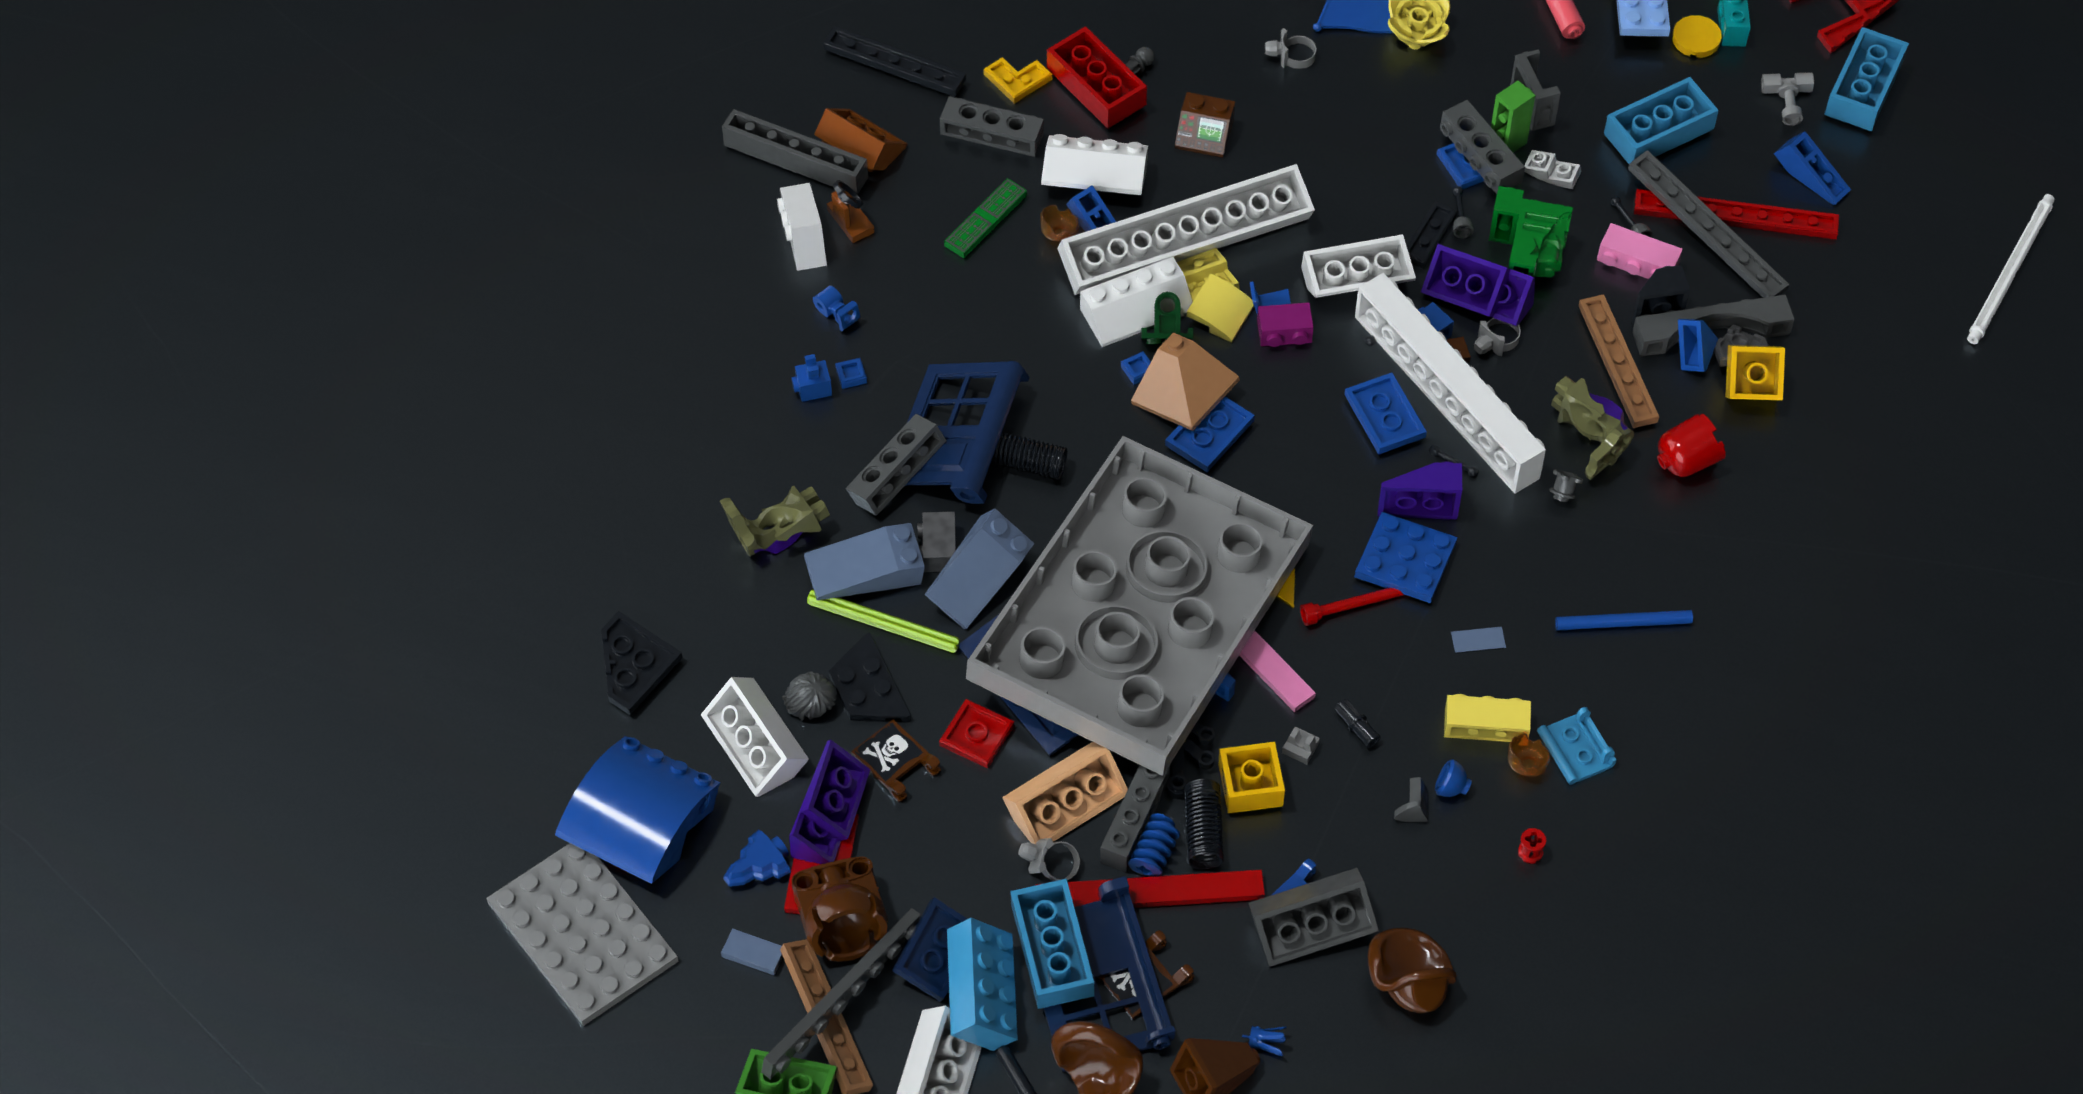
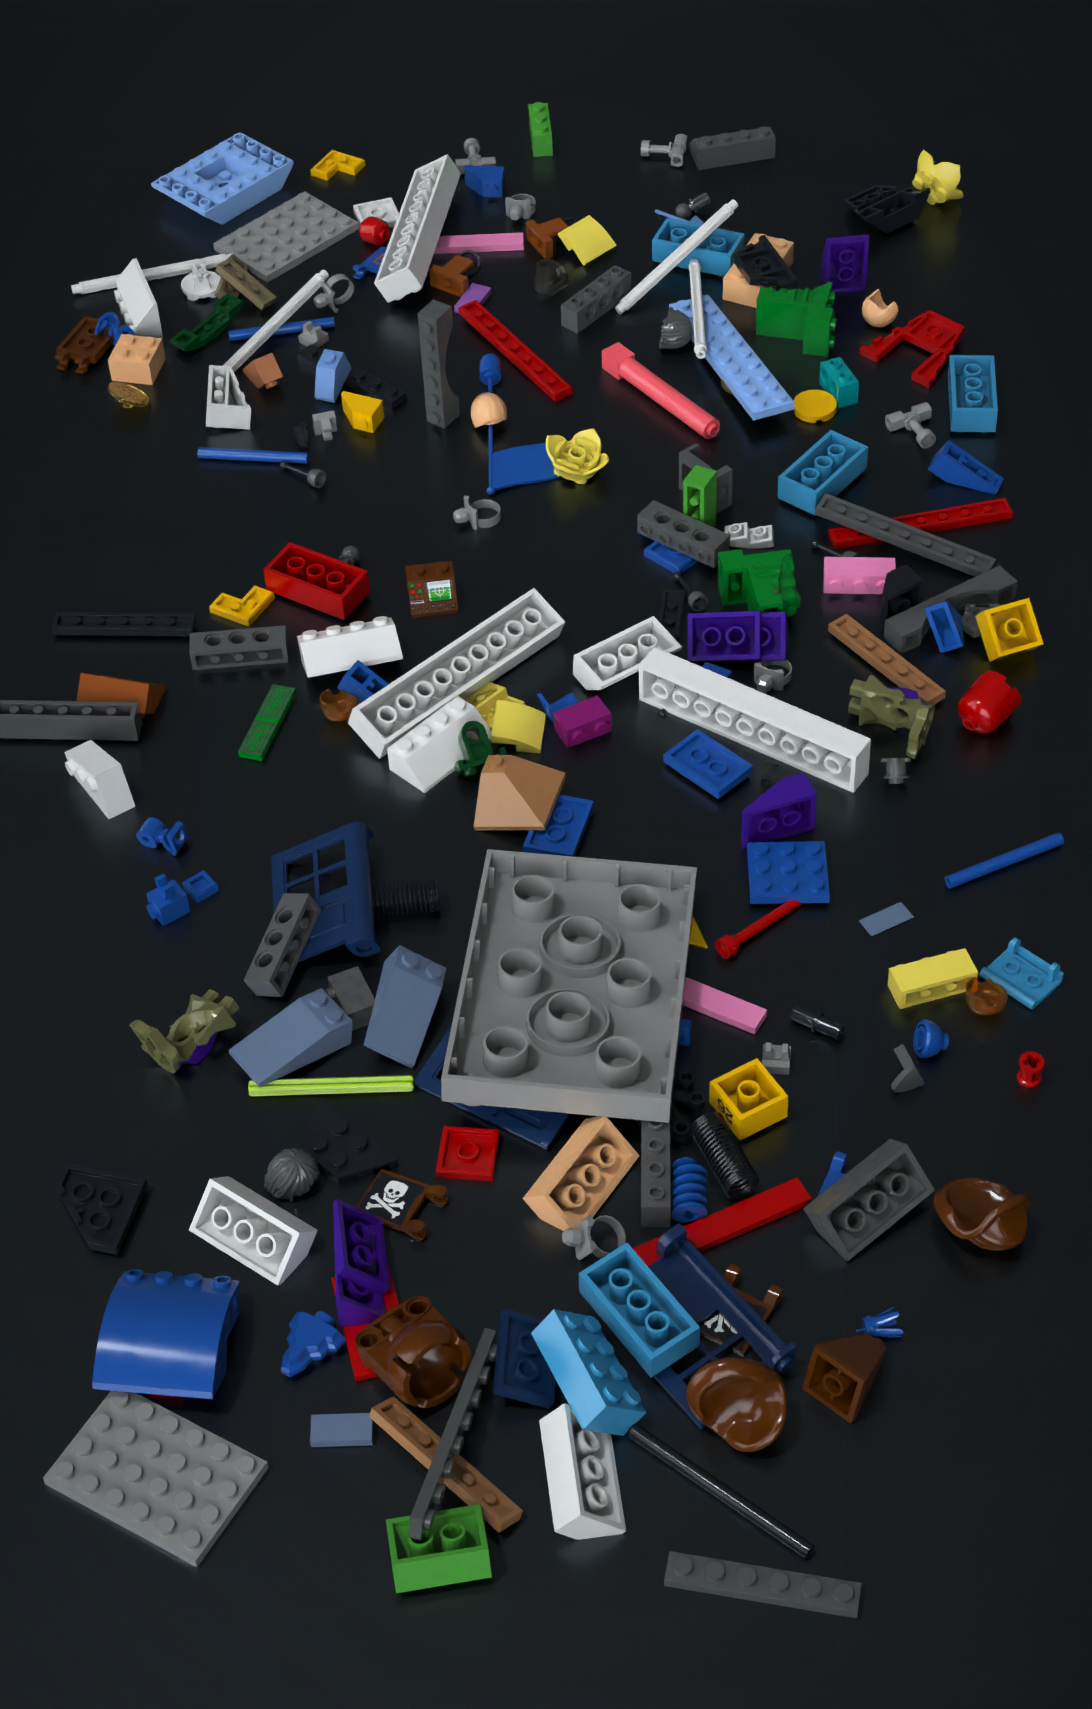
camera: 20 degrees left, 10 degrees down
(848, 212) = (137, 757): dark orange piece -> none
(1136, 367) = (465, 798): blue tile -> none

